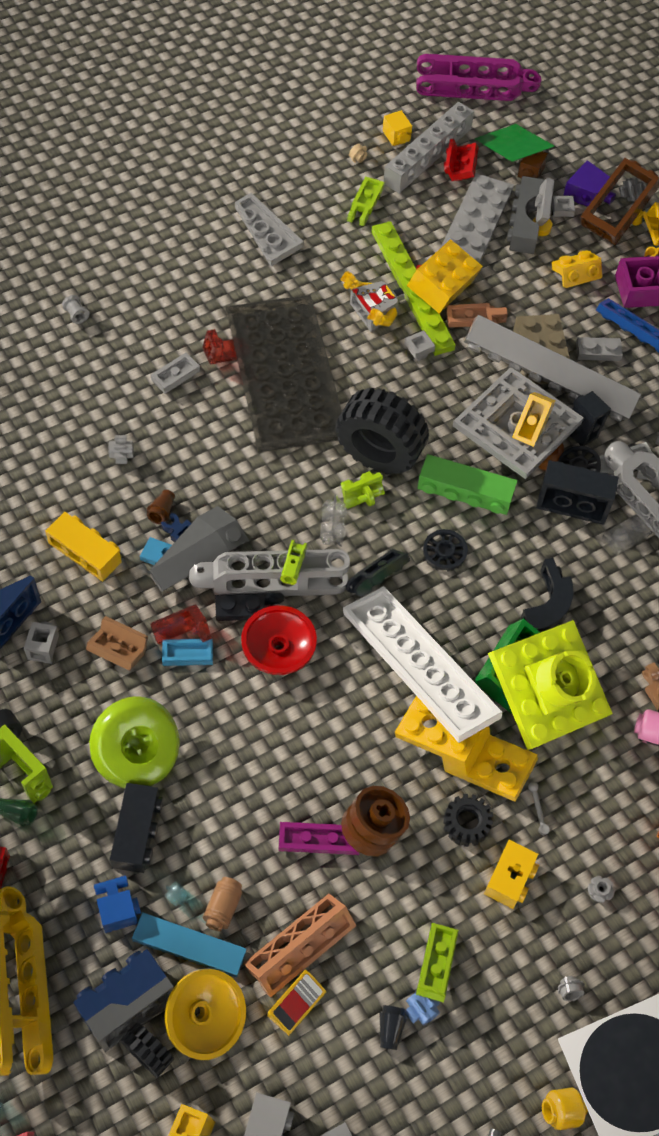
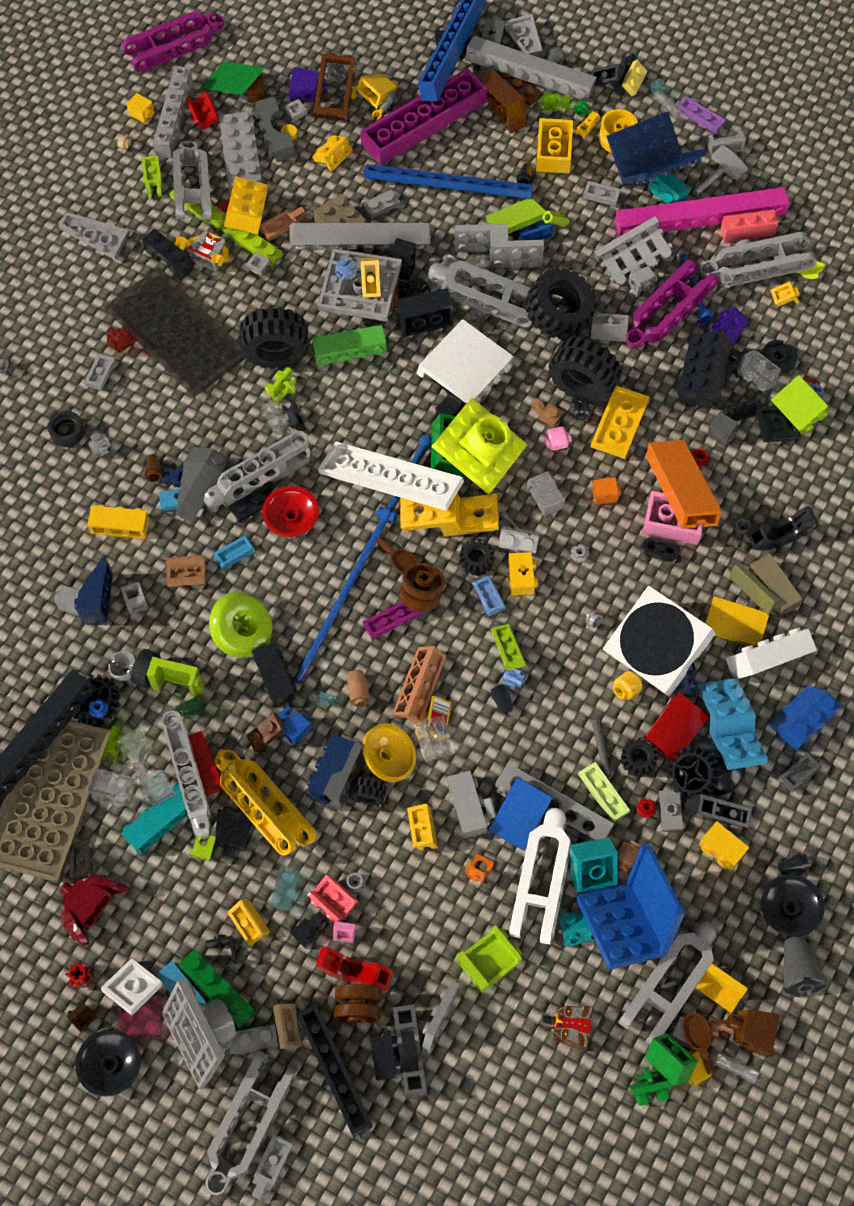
camera: 25 degrees left, 5 degrees up
(78, 895) = (265, 732): none -> reddish brown plate
(95, 400) = (58, 419): none -> black tyre
(181, 622) = (219, 534): clear red bracket -> none
(189, 944) = (351, 723): dark azure tile -> none
(274, 1029) = (434, 738): none -> clear bracket
(293, 563) = (272, 456): lime bar -> none
(326, 279) = (160, 247): none -> black arch
(353, 535) = (295, 419): none -> black plate
(374, 769) = (400, 558): none -> reddish brown piece
(377, 572) = (325, 434): black hinge -> none
(389, 706) = (386, 515): none -> blue bar
(415, 197) = (191, 156): none -> light grey piece
(445, 550) = (360, 396): black wheel -> none
(454, 879) = (488, 596): none -> medium blue plate
(510, 395) = (346, 269): none -> medium blue gear
(533, 828) = (519, 539): none -> light grey brick
(544, 201) = (282, 114): light grey plate -> none
(592, 577) = (466, 363): none -> white panel
(601, 788) = (545, 493): none -> light grey brick

